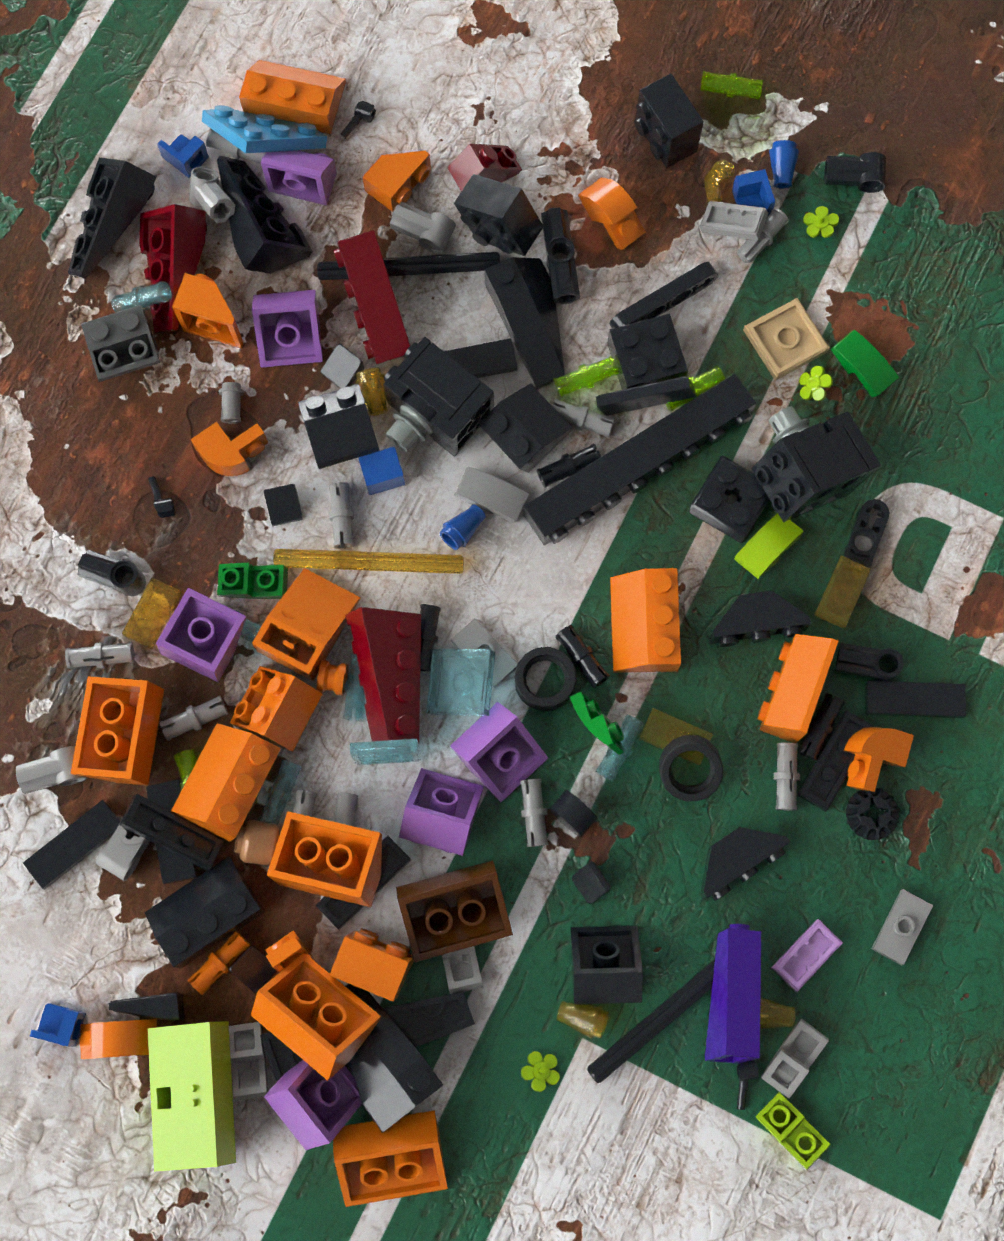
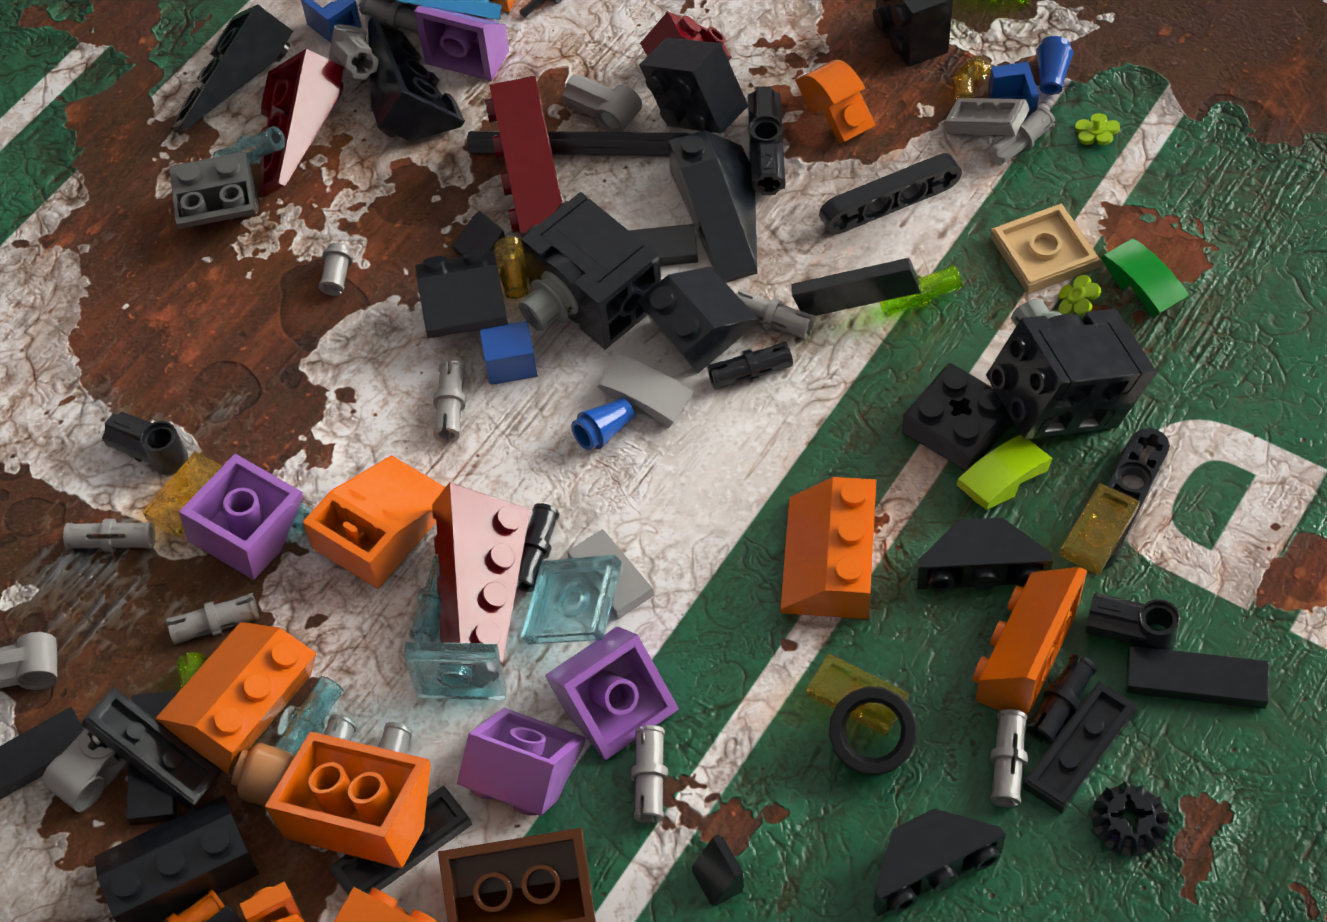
camera: 10 degrees right, 20 degrees down
(118, 730) = (110, 619): orange slope -> none
(165, 506) = (229, 375): black hand -> none
(204, 311) = (321, 165): orange slope -> none
(229, 456) = (321, 323): orange brick -> none
(251, 581) = (316, 467): green slope -> none
(276, 707) = (326, 609): orange slope -> none
(283, 504) = (378, 382): black slope -> none
(287, 328) = (419, 195): medium lavender slope -> none
(332, 677) = (402, 582): orange wheel -> none
(369, 561) = (476, 454): clear yellow axle -> none
(395, 176) = (578, 49): orange slope -> none
(545, 654) = (686, 579): black tyre -> none
(573, 813) = (702, 776): black piece -> none
(582, 656) = (740, 585): black pin -> none
(586, 376) = (783, 269): clear neon green pin -> none
(598, 724) = (760, 672): green slope -> none
(612, 762) = (778, 702): clear light blue pin -> none
(639, 459) = (839, 363): black brick -> none
(647, 352) = (860, 236): black brick -> none
(865, 171) = (1155, 78): black piece -> none
(871, 749) = (1135, 726): orange brick -> none

